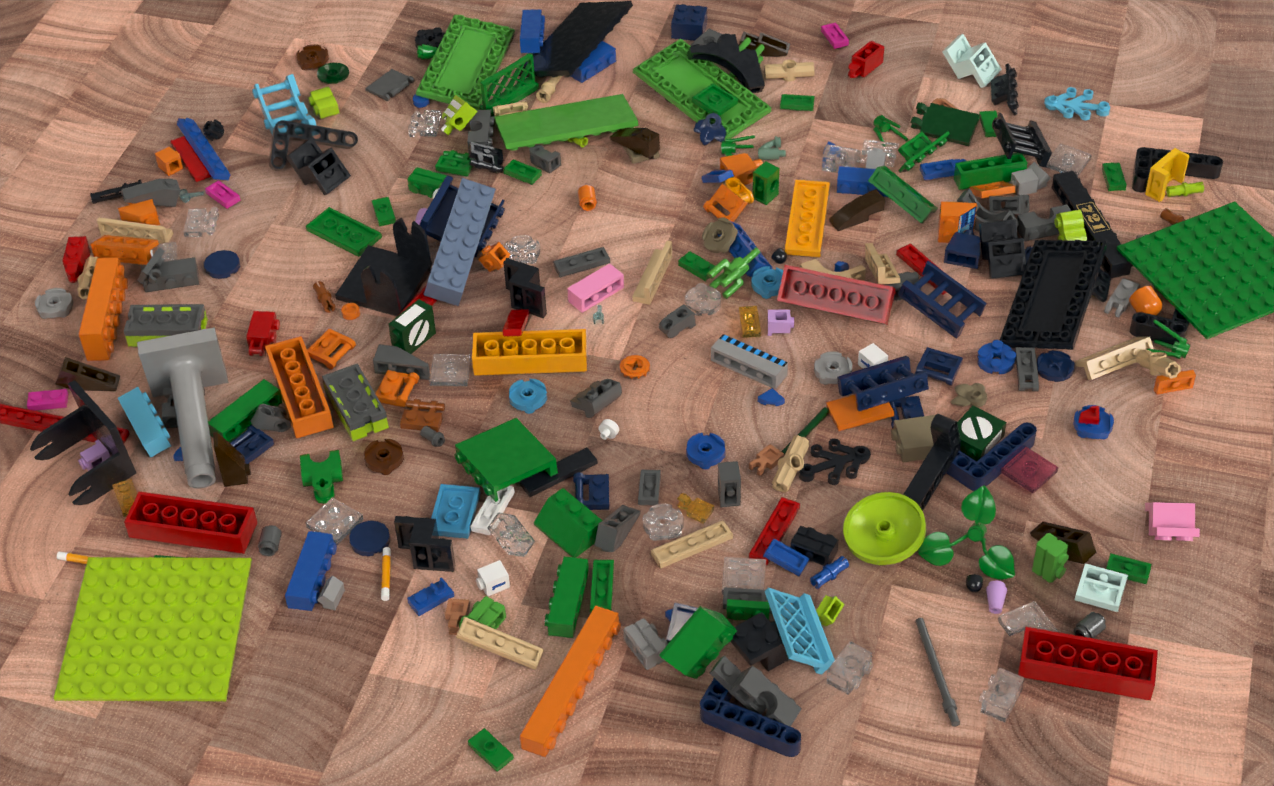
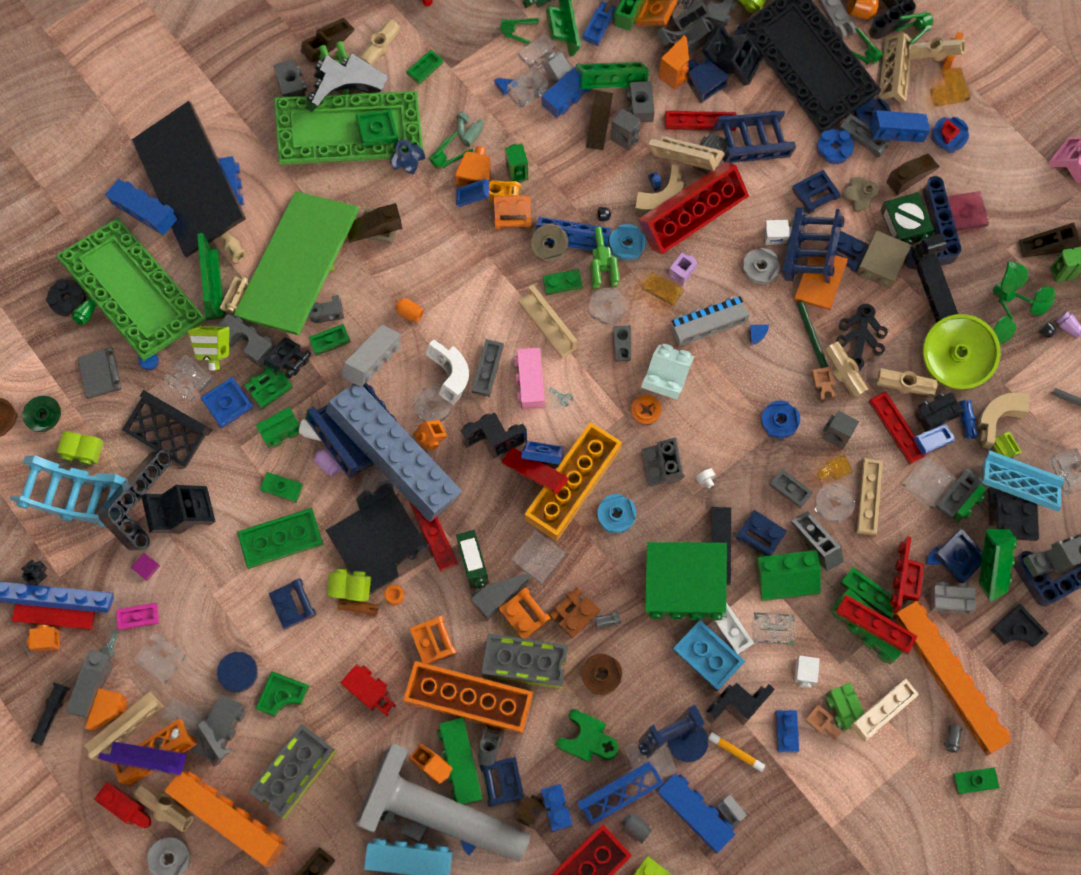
camera: 55 degrees left, 25 degrees up
(114, 238) = (145, 758): none -> dark purple fence
(222, 293) = (279, 693): none -> green tile
(226, 388) = (430, 764): none -> orange brick
(241, 486) = (554, 800): none -> blue piece
(263, 180) = (145, 566): none -> magenta tile
(295, 508) = (617, 785): none -> blue fence
(296, 263) = (286, 607): none -> dark blue plate
(334, 277) = (348, 586): none -> lime brick
(371, 491) = (683, 727): none -> dark blue fence
(389, 131) = (172, 413): none -> black fence
(423, 150) = (226, 402): none -> blue plate
(515, 711) = (953, 739): none -> dark grey pin
(525, 188) = (371, 356): none -> light grey brick
(533, 317) = (542, 452): none -> blue plate
(554, 247) = (455, 367): none -> white arch
(569, 591) = (876, 624): none -> red tile
(635, 599) = (908, 578): none -> red bracket
(664, 709) = (1019, 626): none -> black tile
(677, 355) = (668, 371): none -> light aqua bracket
(688, 22) = (244, 73): dark blue brick -> none
(807, 218) = (575, 161): light orange plate -> none
(820, 510) = (918, 385): none -> tan piece
(857, 585) = (1005, 405): none -> tan arch
(862, 223) = (625, 129): none -> dark grey brick
(901, 225) = (641, 92): none -> dark grey brick
(1018, 410) = (911, 173): none -> dark brown slope
(1056, 380) = (899, 126): none -> blue brick
(1111, 335) = (872, 54): none -> green plant
(1142, 406) = (954, 91): none -> clear yellow plate

